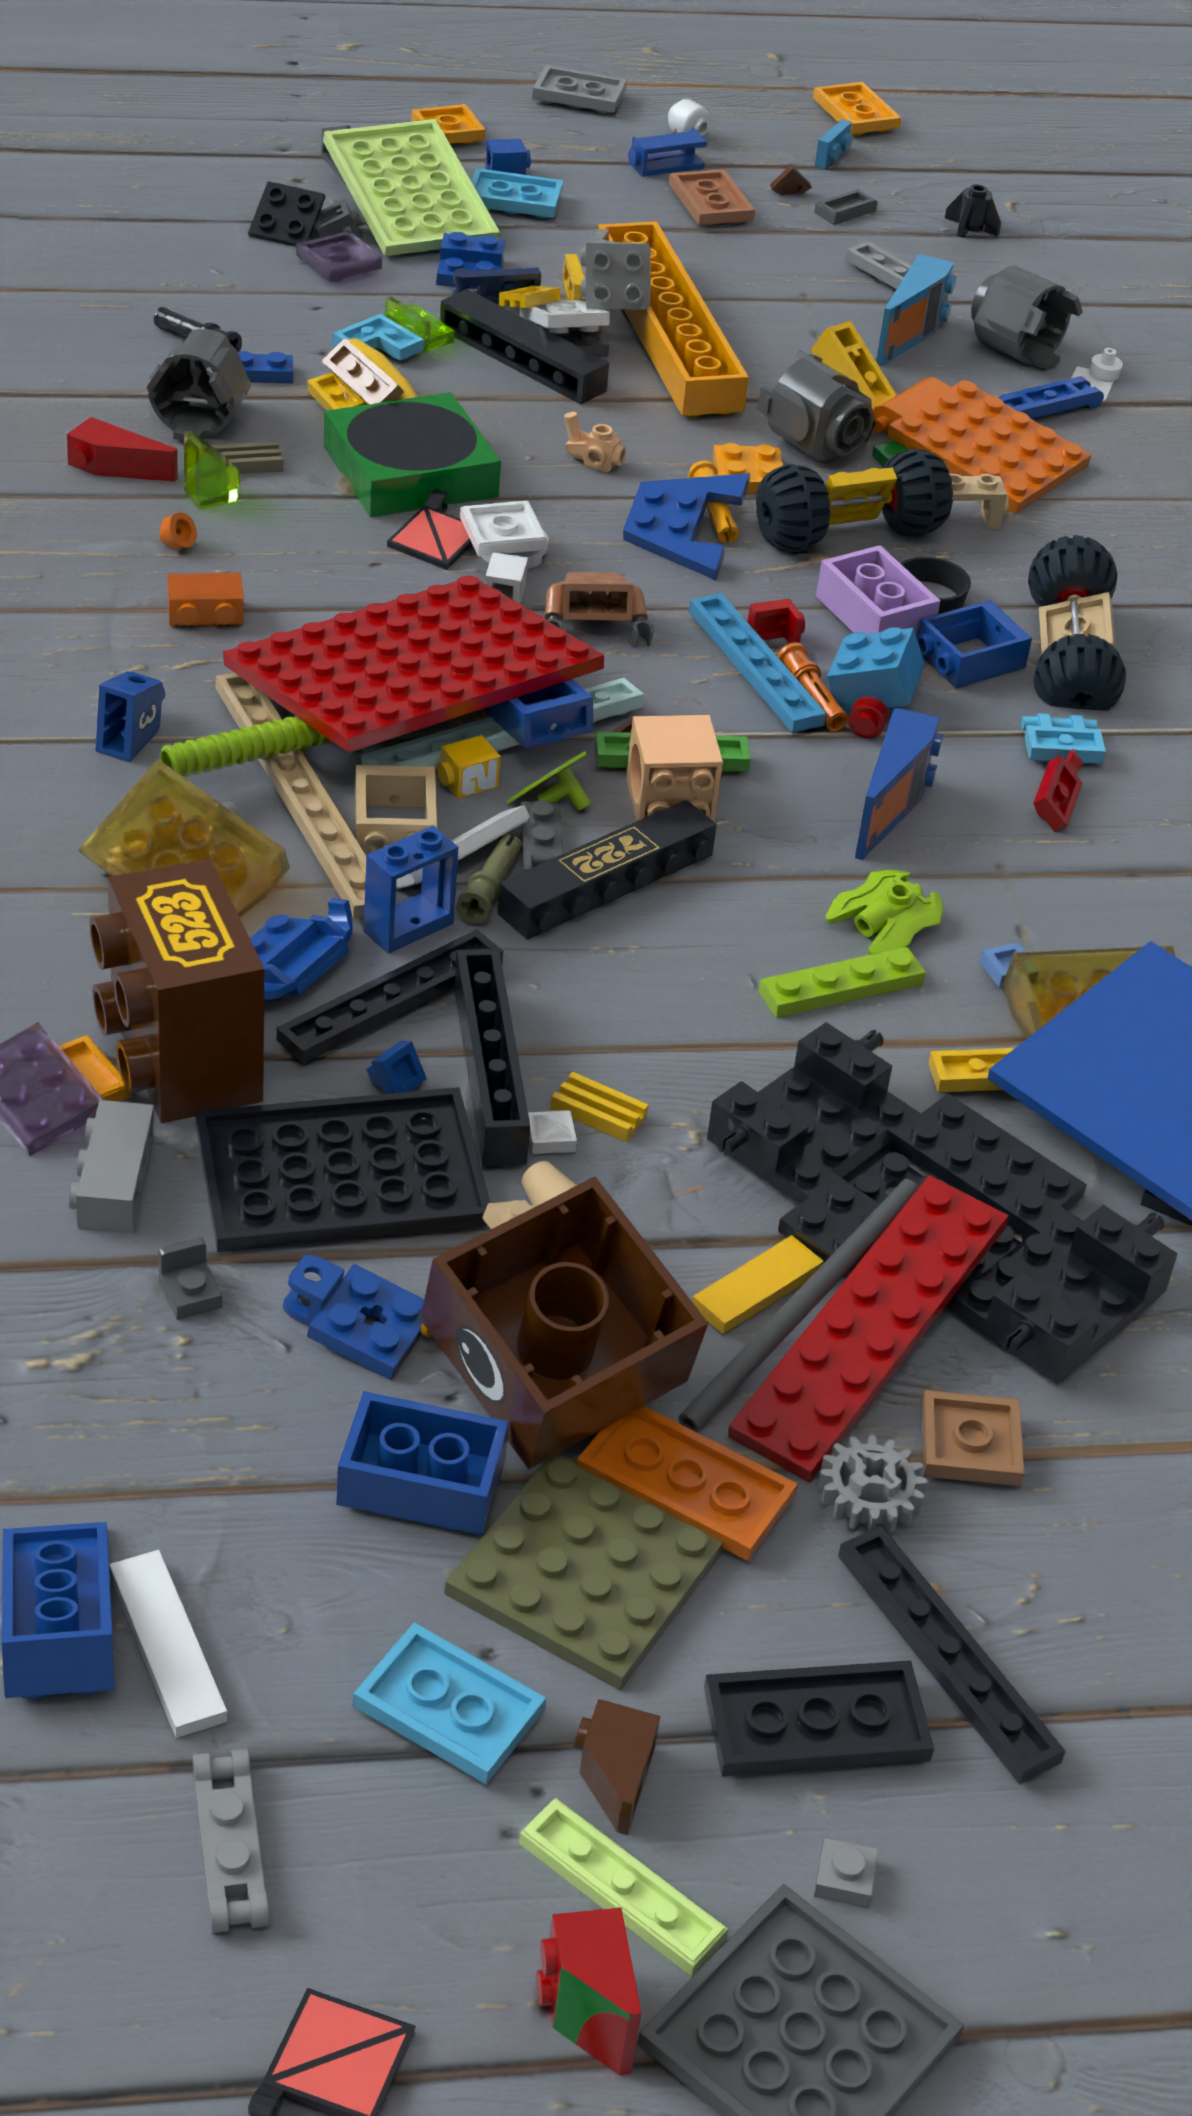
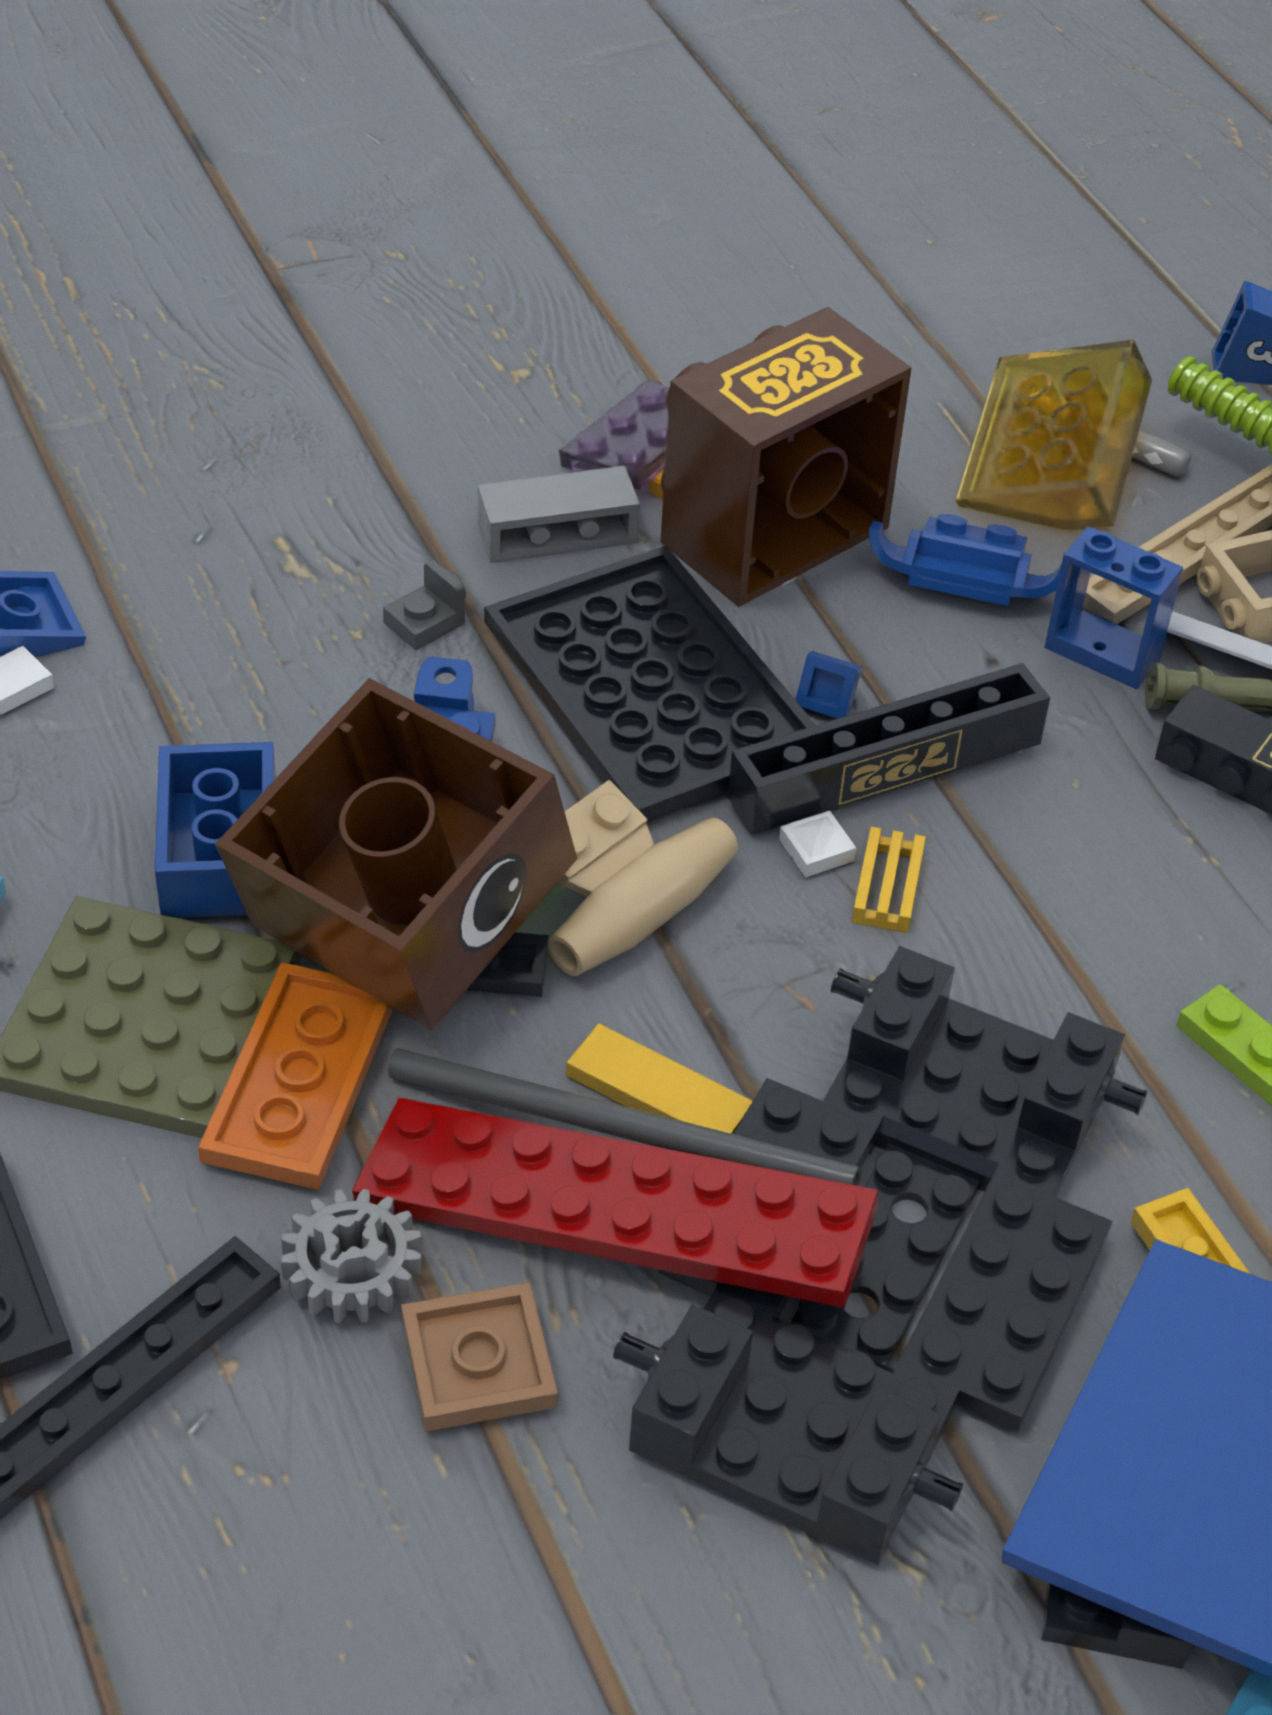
camera: 75 degrees right, 5 degrees up
(377, 1000) = (949, 650): black plate -> none

